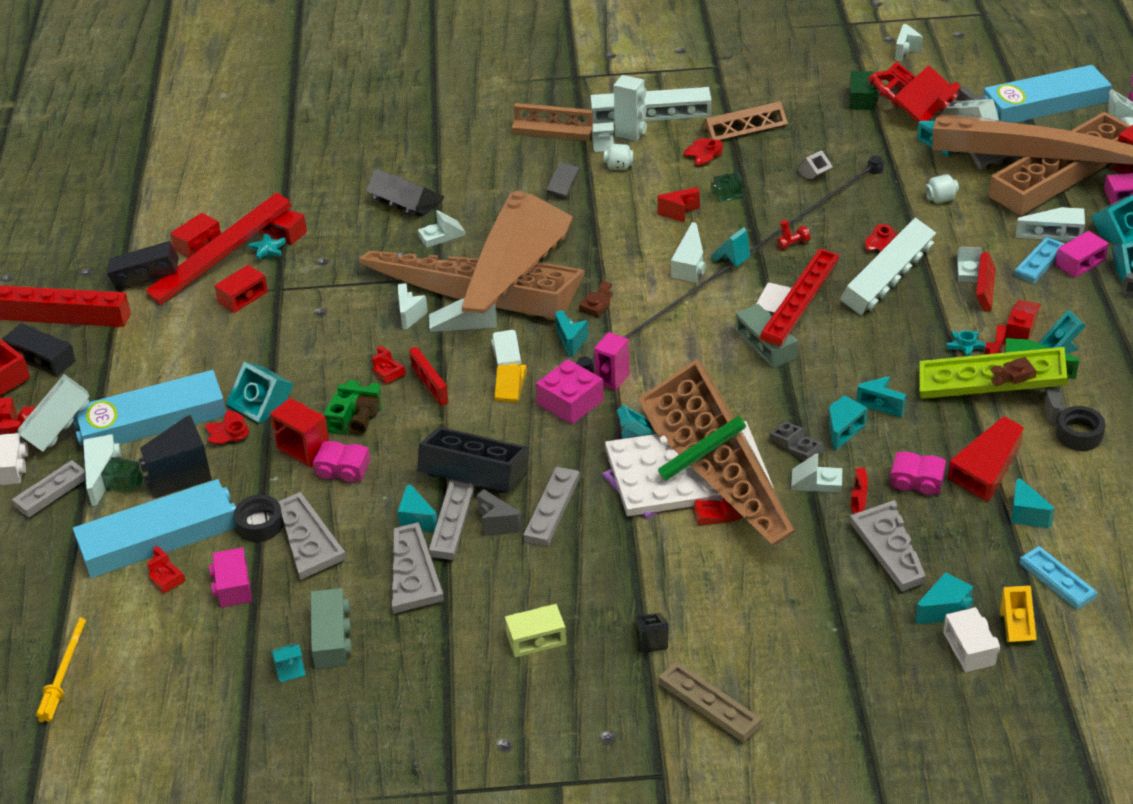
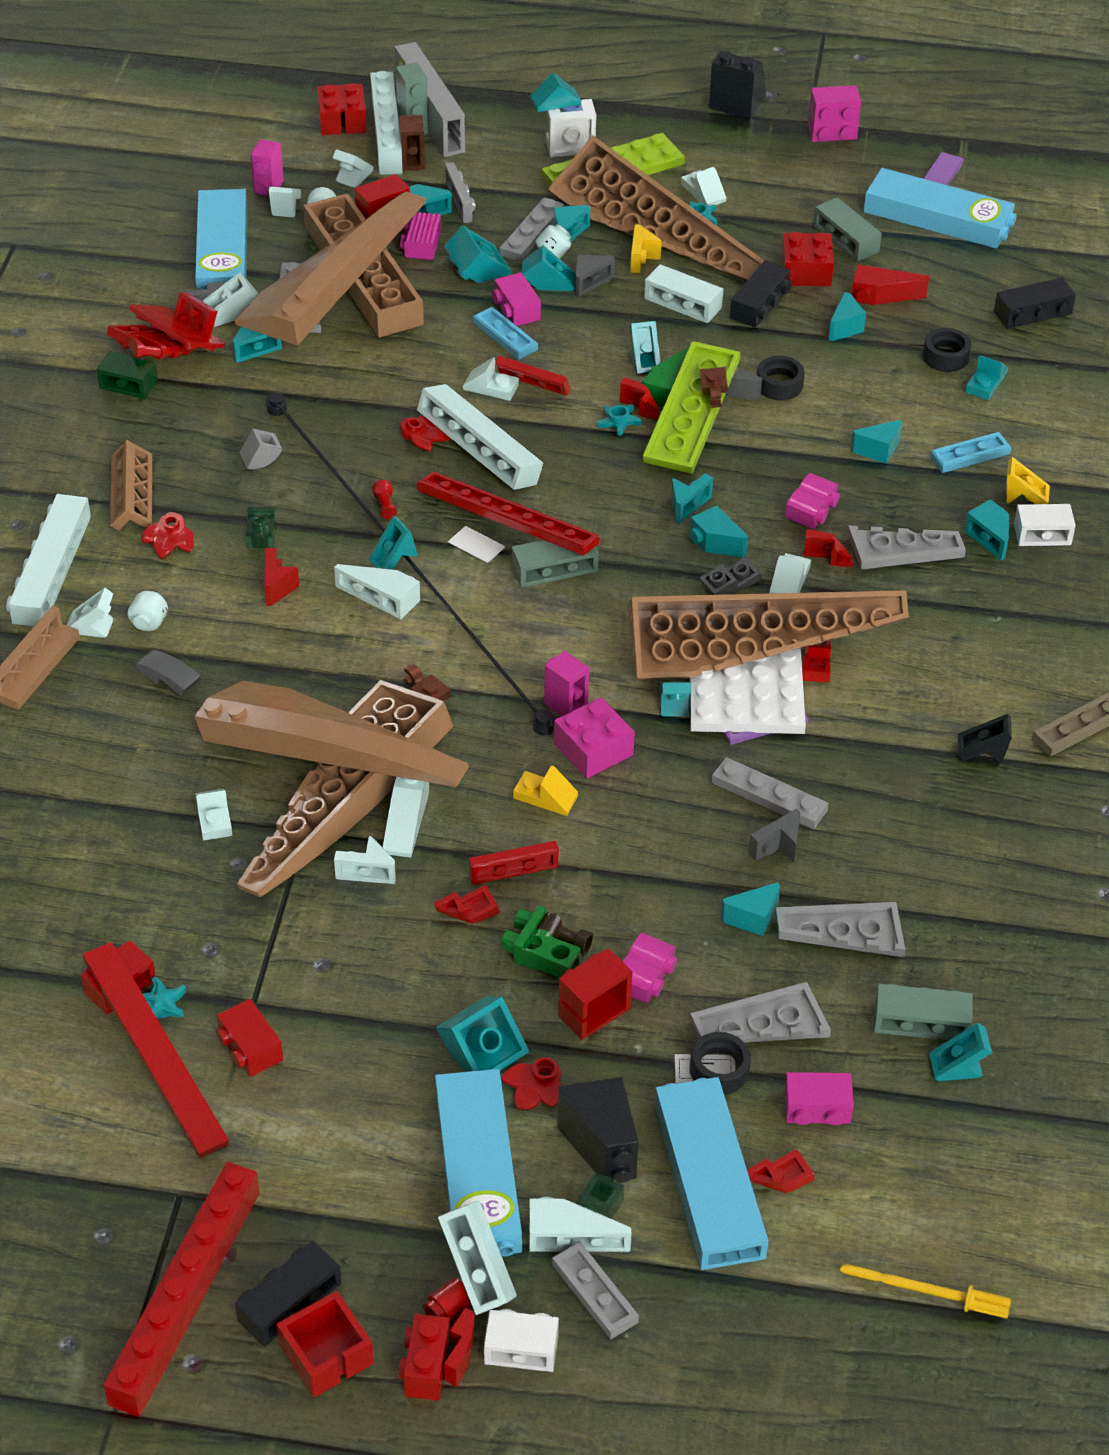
camera: 80 degrees left, 5 degrees up
(143, 265) = (156, 1144): black brick -> none
(195, 234) = (98, 1079): red brick -> none
(402, 193) = (115, 834): slope -> none
(451, 520) = (757, 873): light grey plate -> none
(473, 459) = (696, 836): black brick -> none
(506, 347) = (497, 782): light aqua slope -> none
(535, 630) = (965, 834): yellowish green brick -> none
(571, 334) = (484, 723): teal slope -> none
(629, 108) = (78, 564): light aqua brick -> none
(702, 448) = (761, 632): green axle -> none
(907, 42) = (47, 315): light aqua slope -> none
(942, 189) = (355, 364): light aqua head -> none
(987, 459) = (806, 446): red slope -> none
(1022, 320) = (604, 368): red slope -> none
(1056, 224) = (463, 297): light aqua slope -> none

